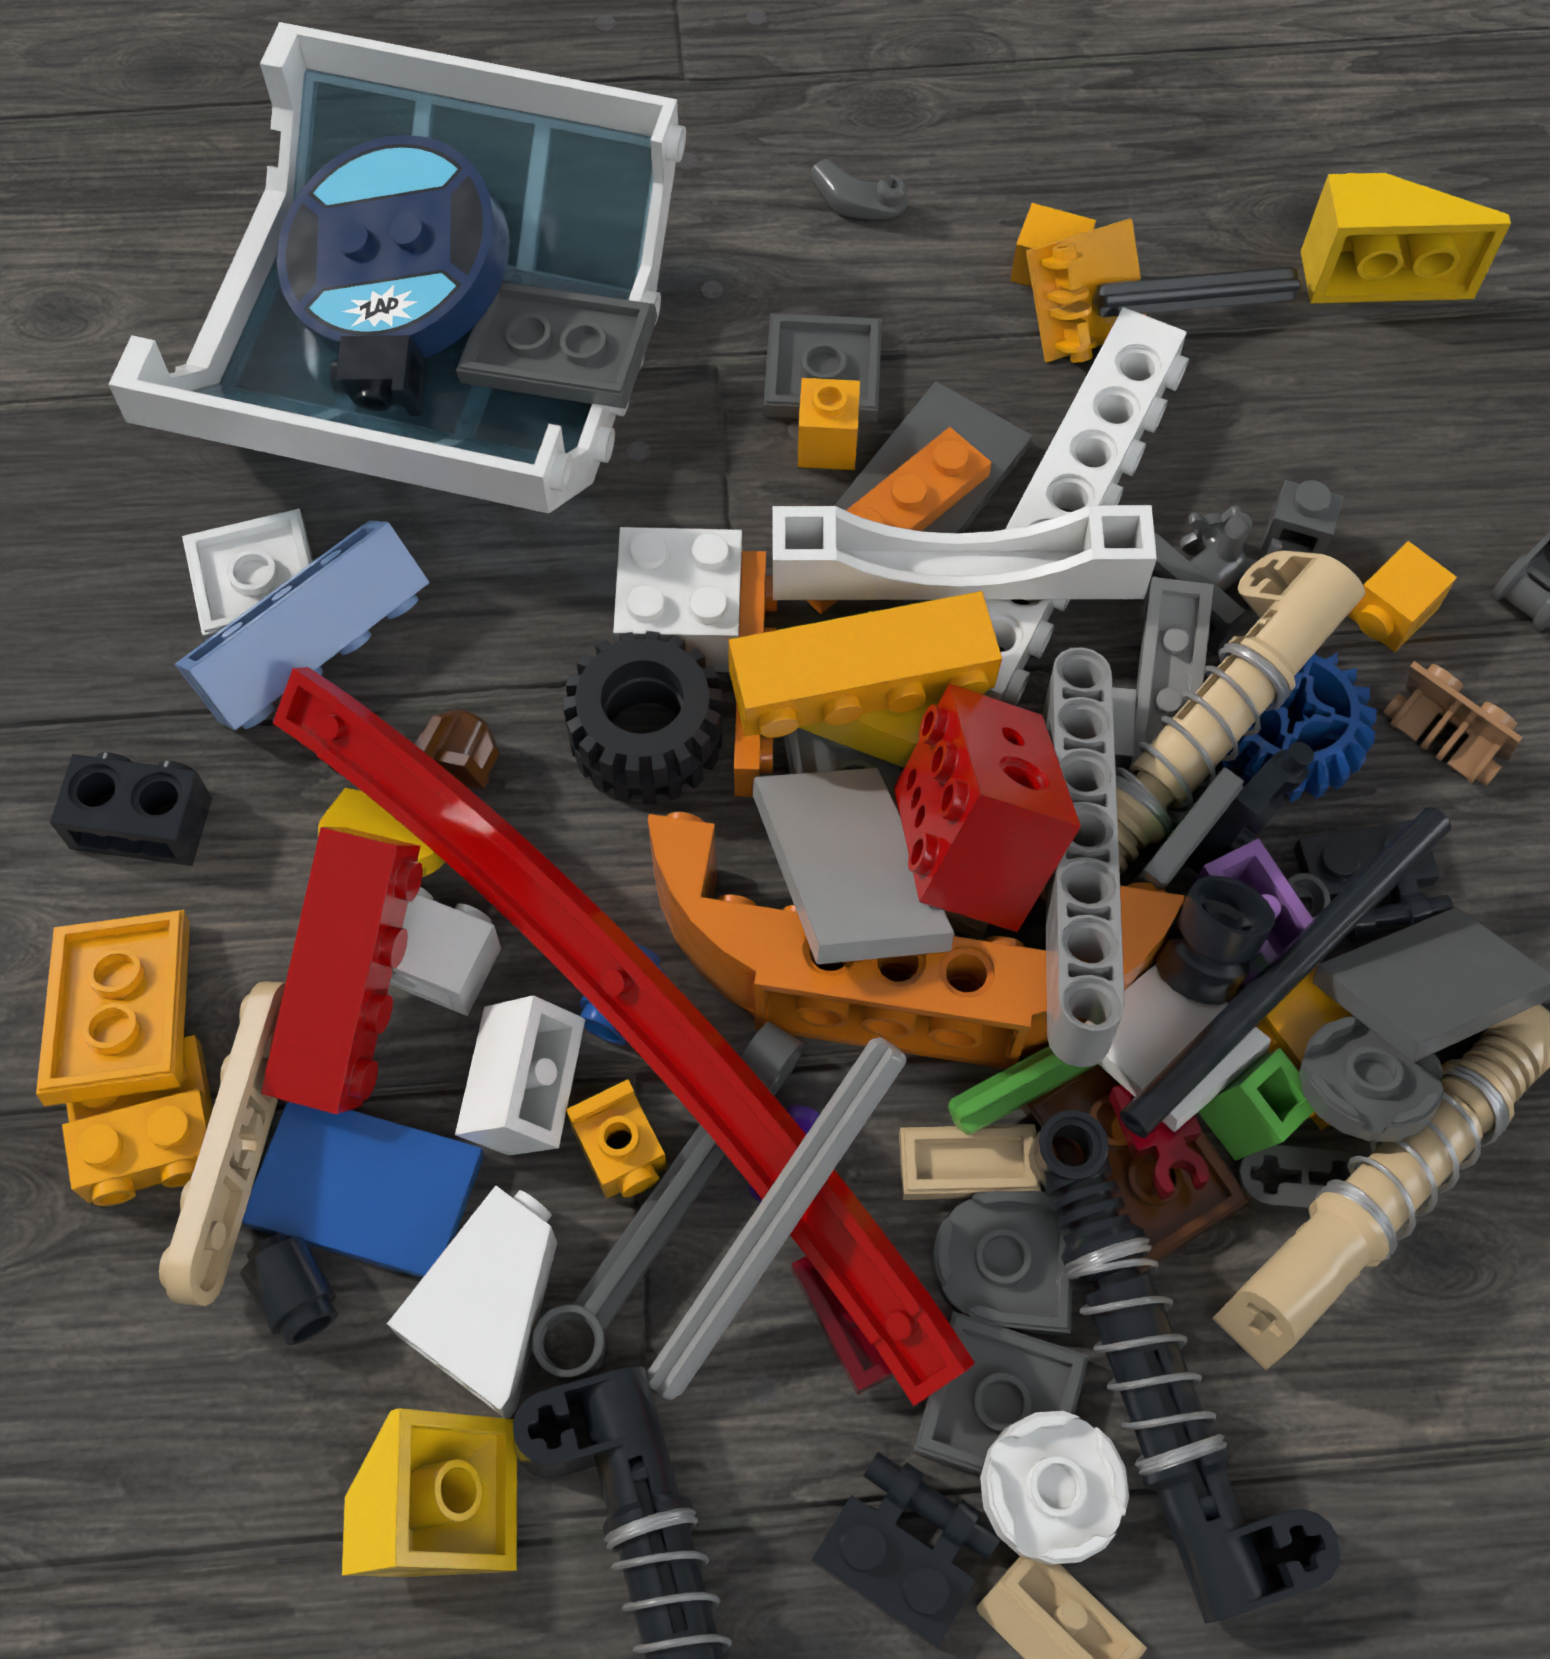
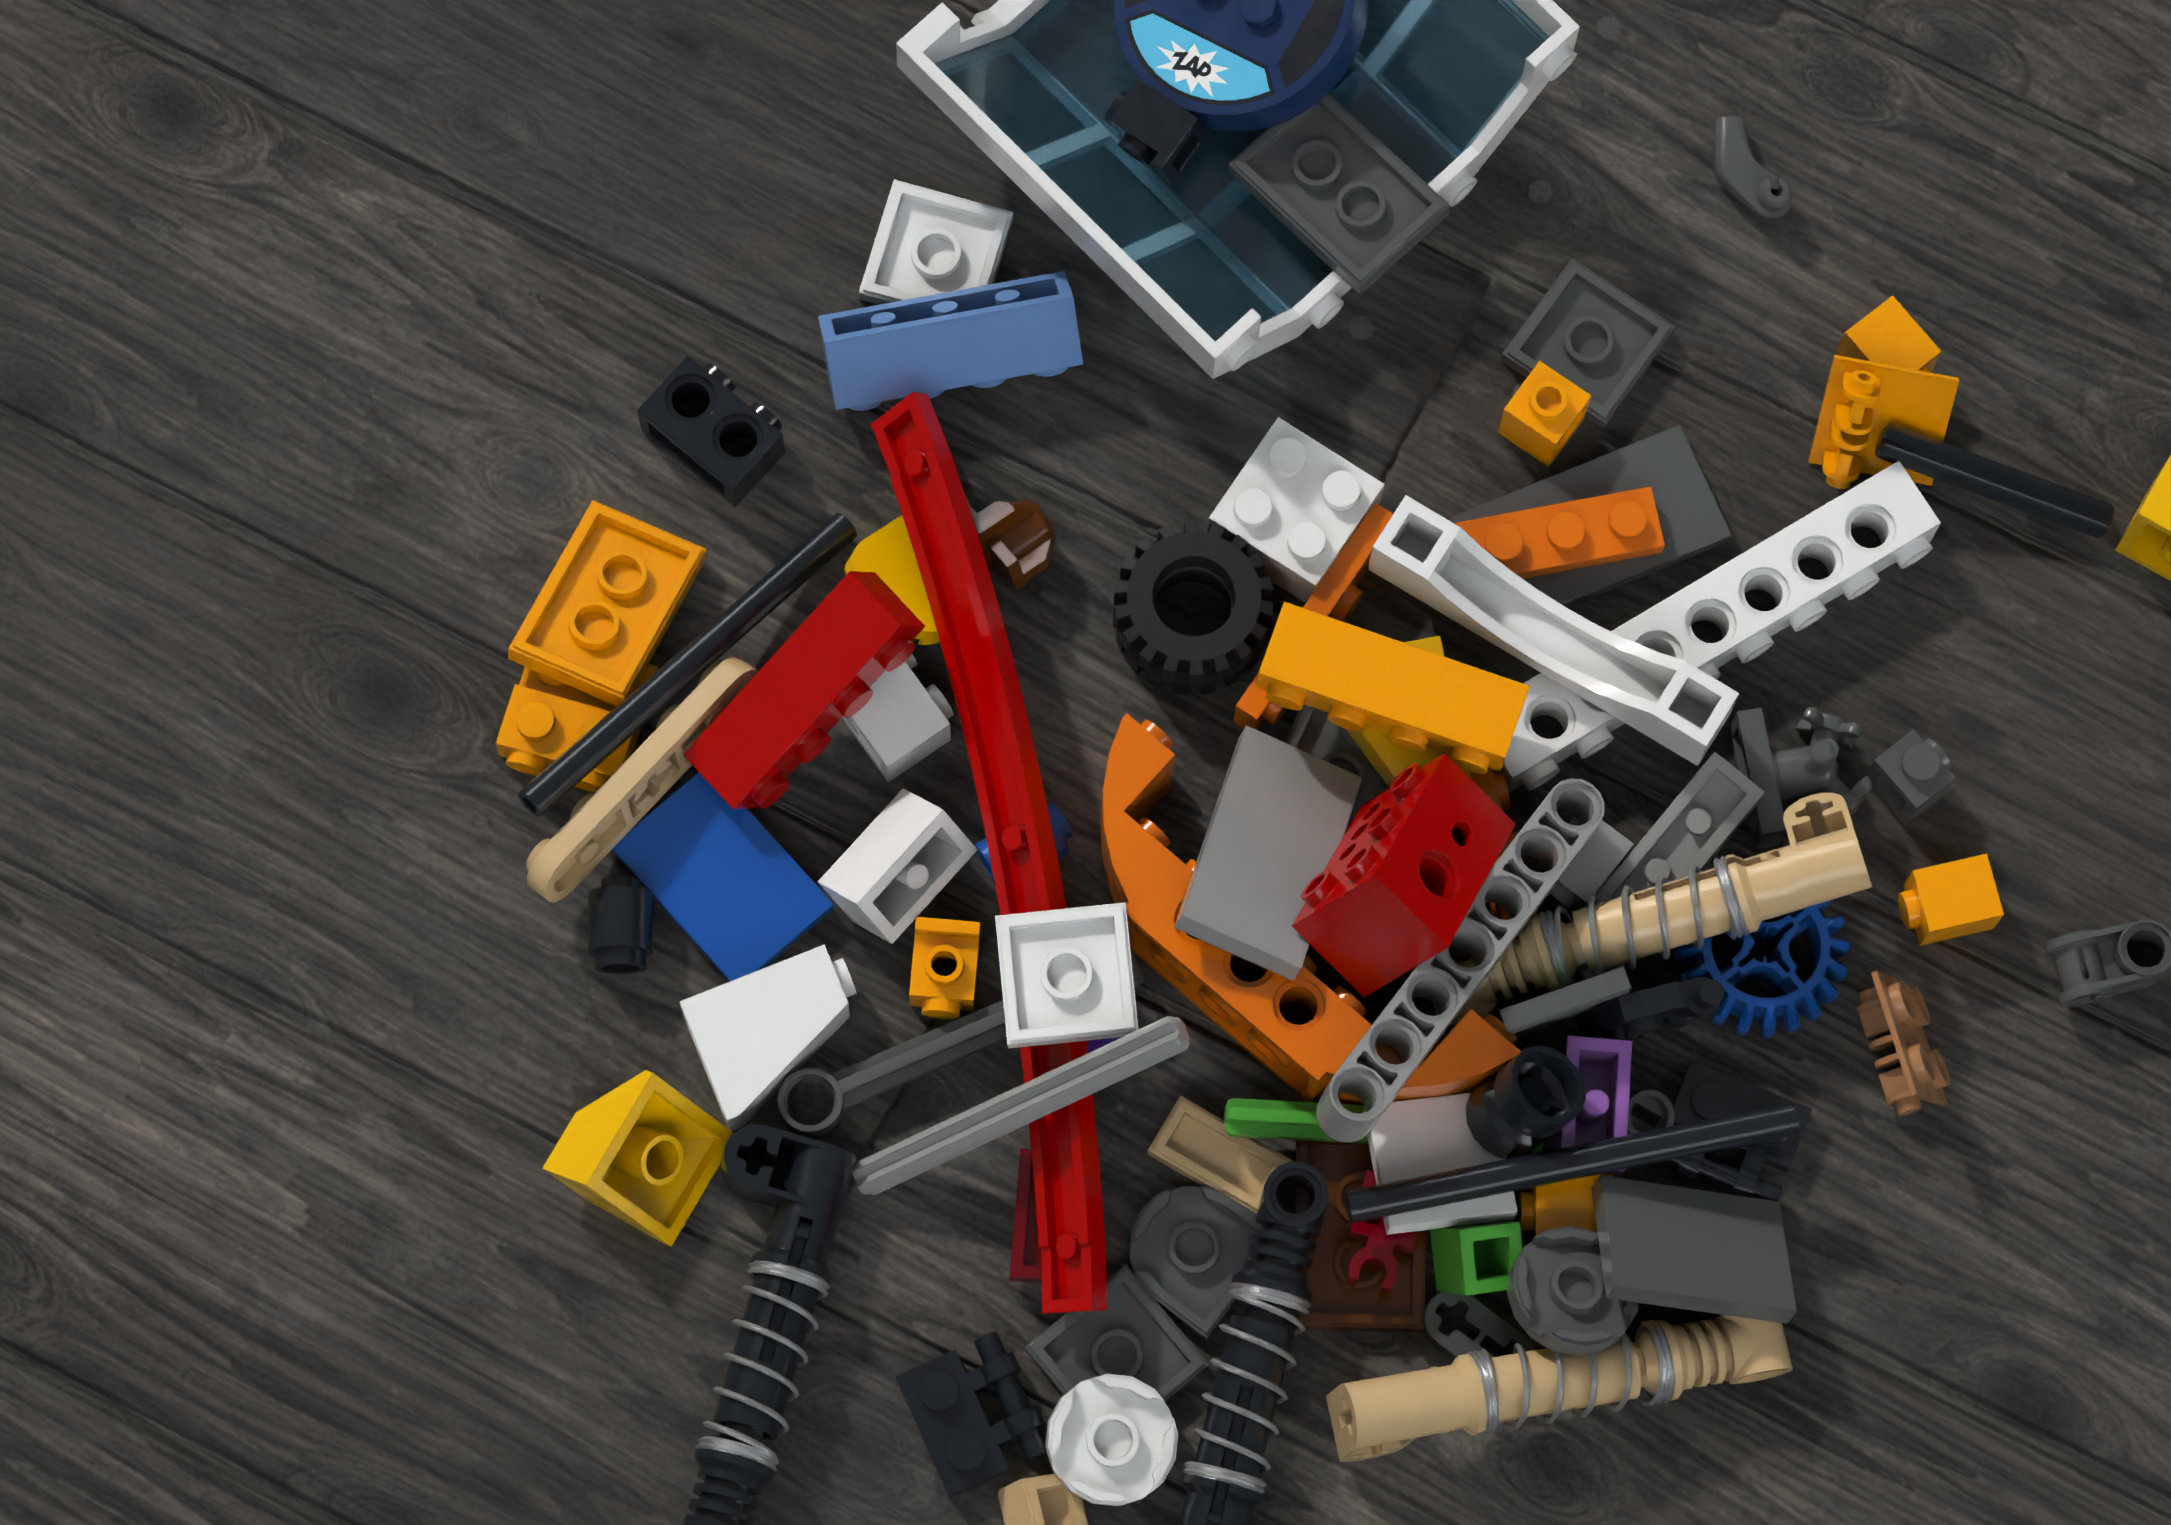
camera: 30 degrees right, 10 degrees up
(213, 1026) = (687, 665): none -> black piece
(743, 1070) = (1066, 975): none -> white tile

